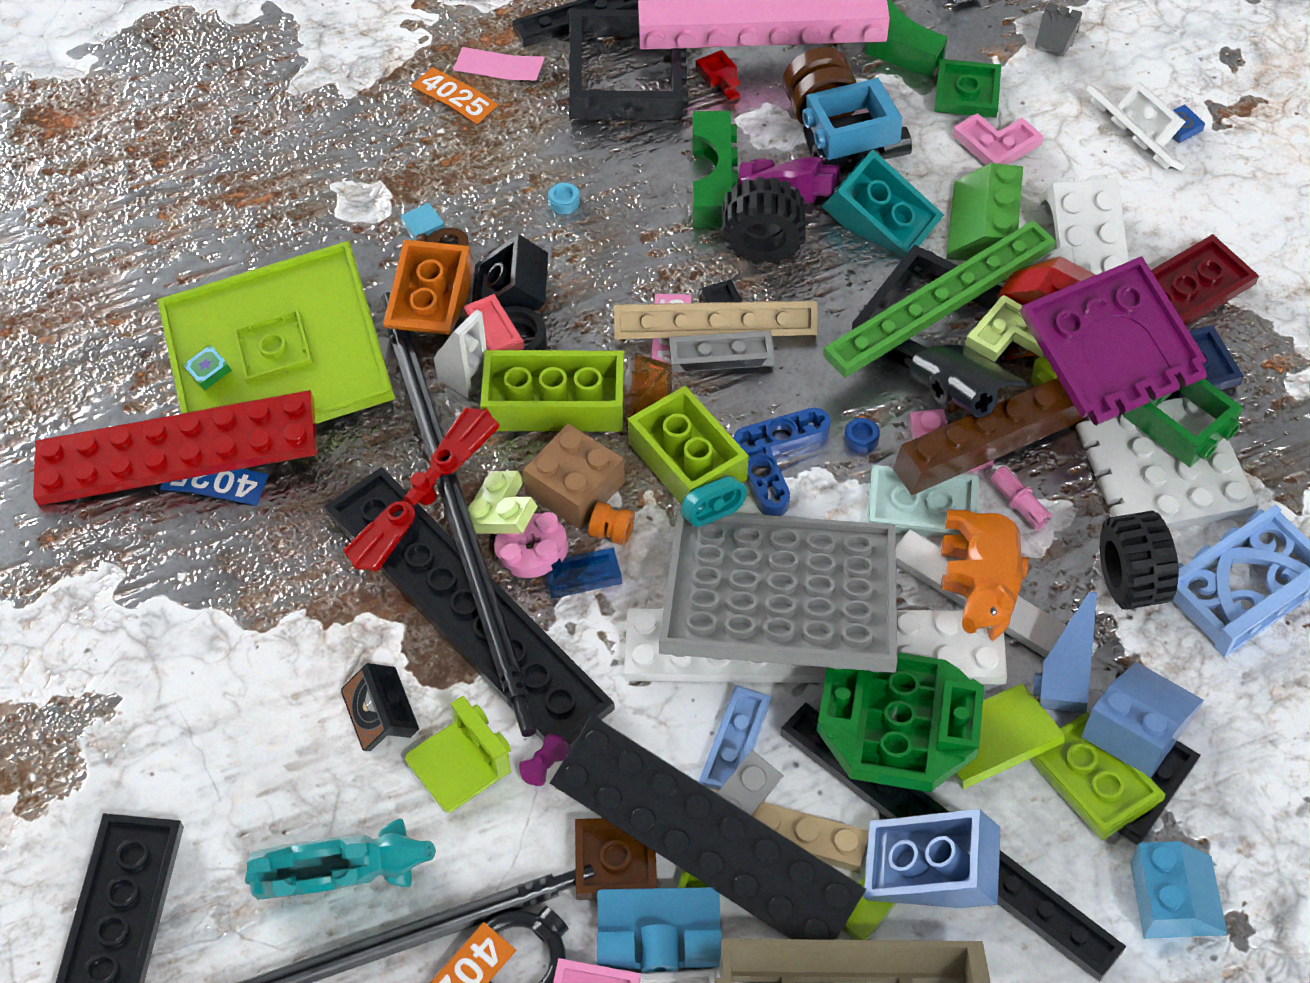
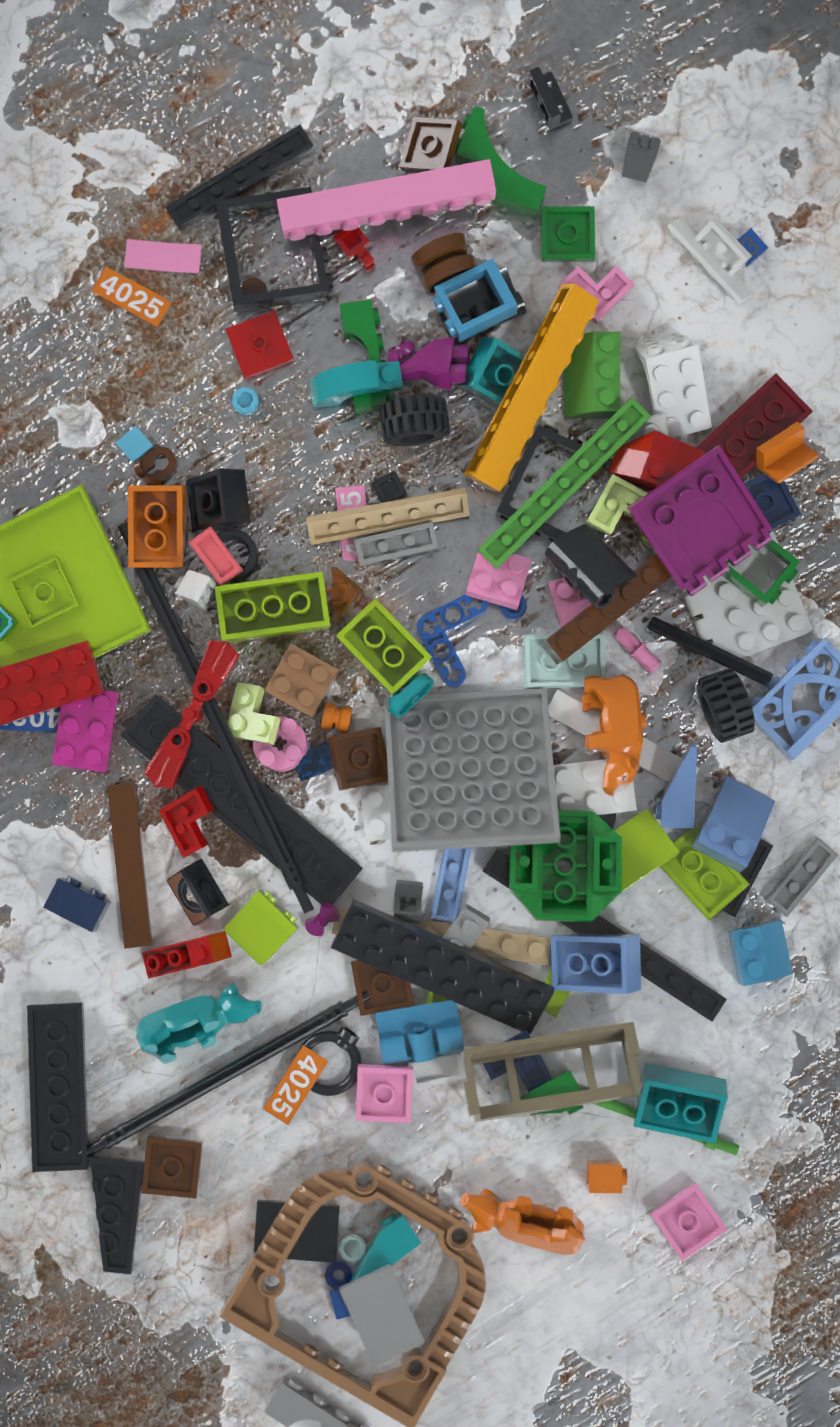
camera: 10 degrees left, 30 degrees up
(211, 696) = (77, 903): none -> dark blue brick
(282, 503) = (86, 733): none -> dark pink plate
(295, 667) = (129, 865): none -> reddish brown tile
(348, 779) = (186, 954): none -> red slope
(379, 610) = (181, 819): none -> red plate
(592, 149) = (259, 344): none -> red plate
(632, 569) = (359, 758): none -> reddish brown plate
(673, 744) = (408, 901): none -> dark grey bracket
(690, 171) = (353, 379): none -> teal arch
(847, 400) = (500, 585): none -> bright pink plate
(908, 209) = (532, 387): none -> light orange brick
(1113, 503) = (710, 651): none -> black axle
(1221, 307) = (785, 454): none -> orange panel
(1240, 803) = (801, 877): none -> light grey tile

